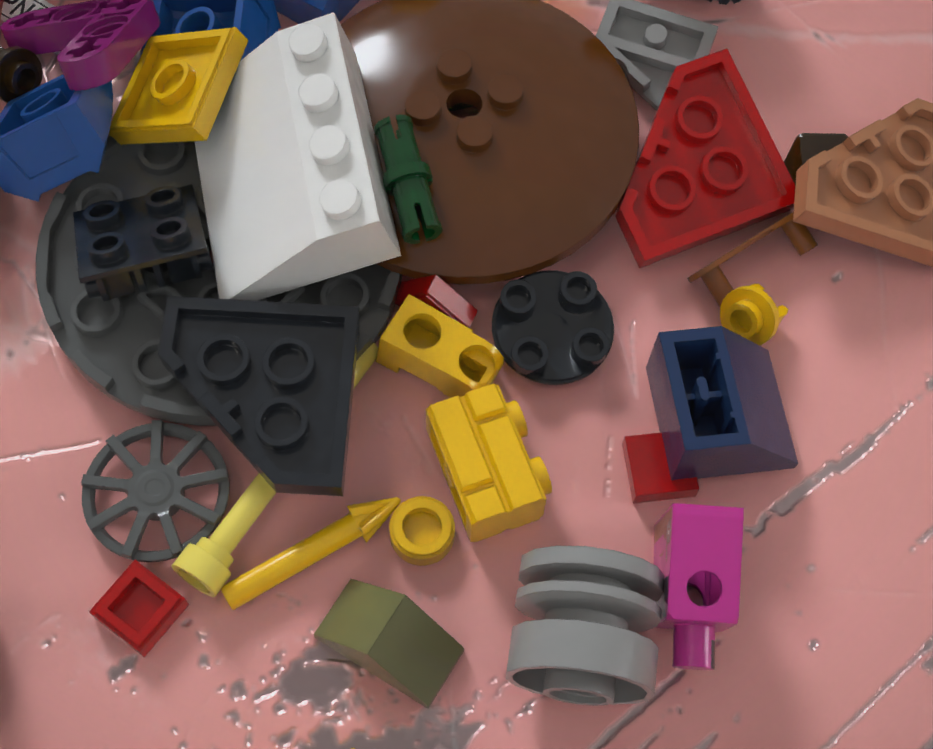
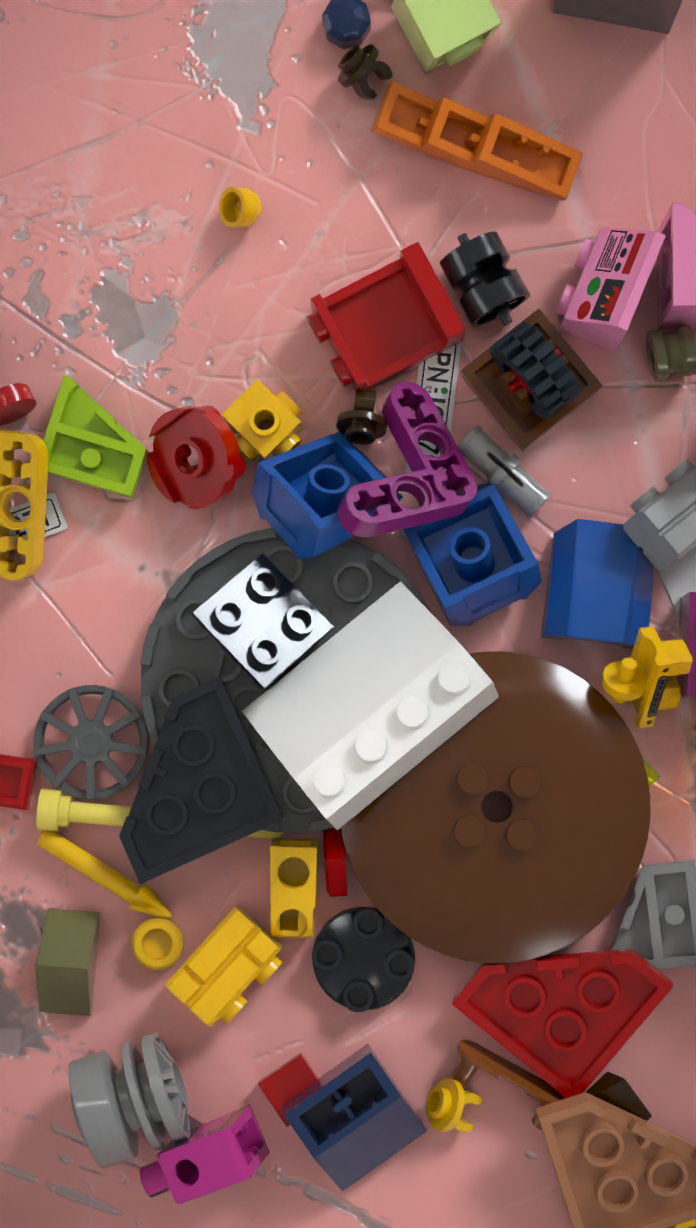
camera: 70 degrees right, 20 degrees up
(178, 87) = (396, 577): yellow tile -> none
(407, 179) = (399, 803): dark green pin -> none

